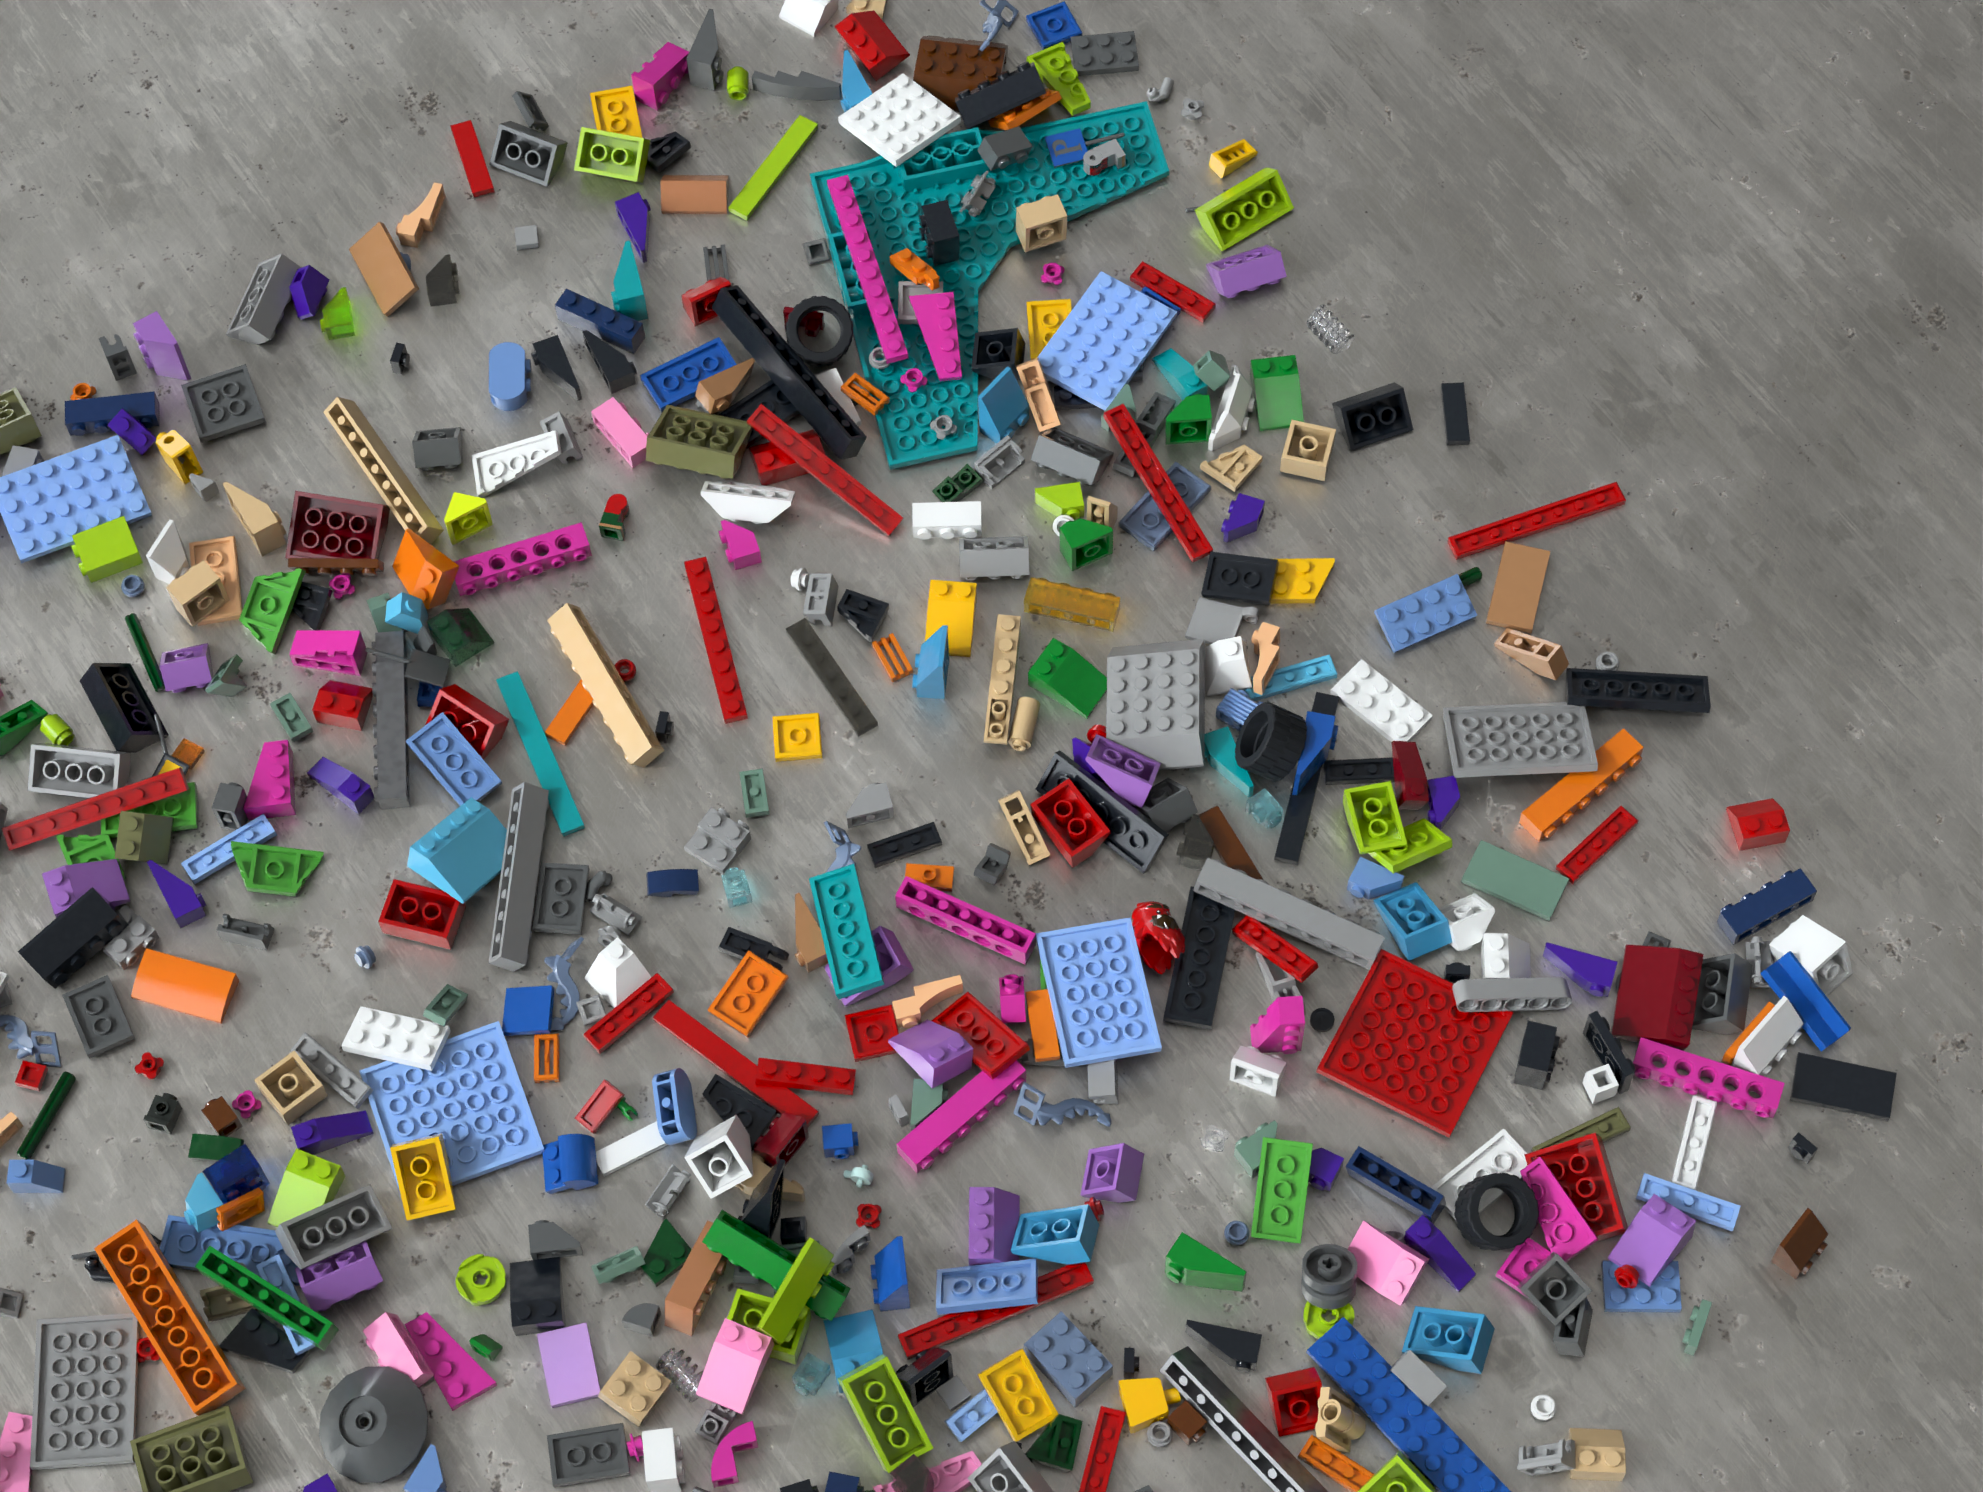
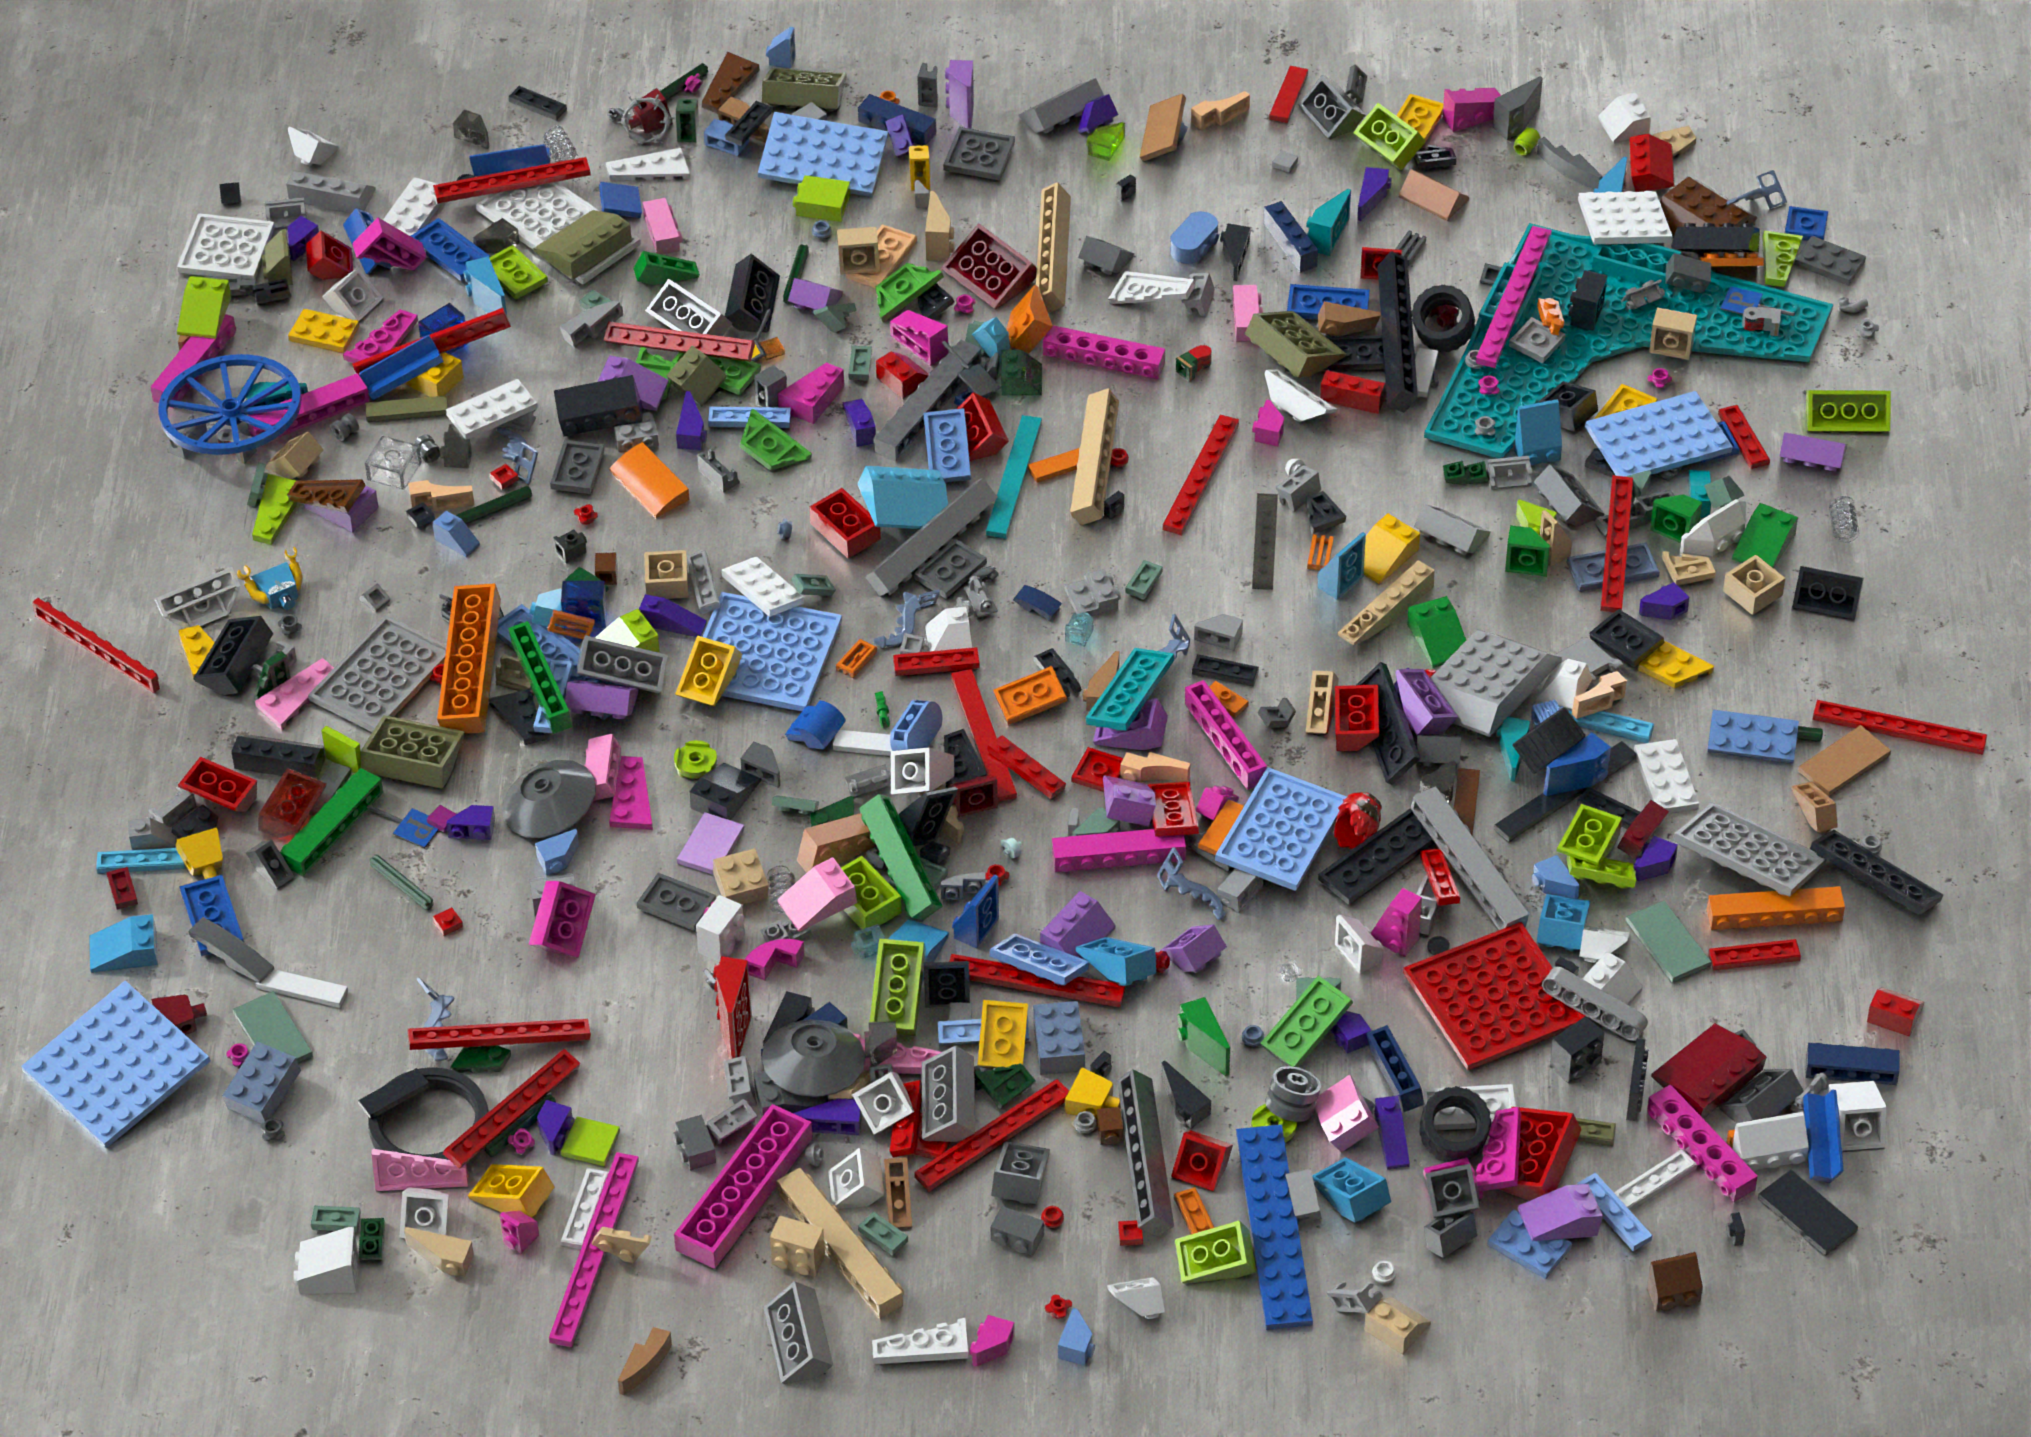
camera: 35 degrees right, 15 degrees down
(57, 730) = (696, 285): lime brick -> none
(168, 555) = (861, 213): white slope -> none
(246, 1097) = (630, 571): dark pink plate -> none
(344, 566) = (974, 289): reddish brown plate -> none
(441, 283) = (1197, 157): clear smoke slope -> none
(466, 517) = (1085, 303): neon yellow slope -> none
(485, 1346) = (663, 800): green slope -> none
(528, 1010) = (868, 621): blue tile -> none
(599, 1106) = (866, 703): tile -> none
(611, 363) = (1275, 268): black slope -> none
(642, 1318) = (783, 843): dark grey brick -> none
(773, 167) = (1507, 208): lime tile -> none
(795, 1291) = (894, 868): lime slope -> none
(797, 737) = (1206, 564): yellow tile -> none
(824, 470) = (1369, 405): red plate -> none
(839, 1140) = (1014, 817): blue brick -> none
(862, 396) = (1441, 388): orange tile -> none
(939, 329) = (1535, 361): dark pink wing -> none
(947, 519) = (1437, 487): white brick -> none
(1024, 723) = (1380, 641): tan brick -> none
(1038, 394) = (1575, 441): light nougat slope -> none
(1072, 604) = (1483, 588): clear yellow brick -> none
(1222, 166) = (1864, 374): yellow slope -> none
(1264, 809) = (1513, 790): clear light blue brick -> none
(1337, 1420) = (1219, 1183): tan plate -> none
(1455, 413) = (1897, 625): black tile -> none
(1586, 970) = (1671, 1026): dark purple slope -> none
(1600, 1083) = (1612, 1097): white brick -> none
(1627, 1276) = (1519, 1223): red plate -> none
(1692, 1336) = (1548, 1290): sand green plate -> none

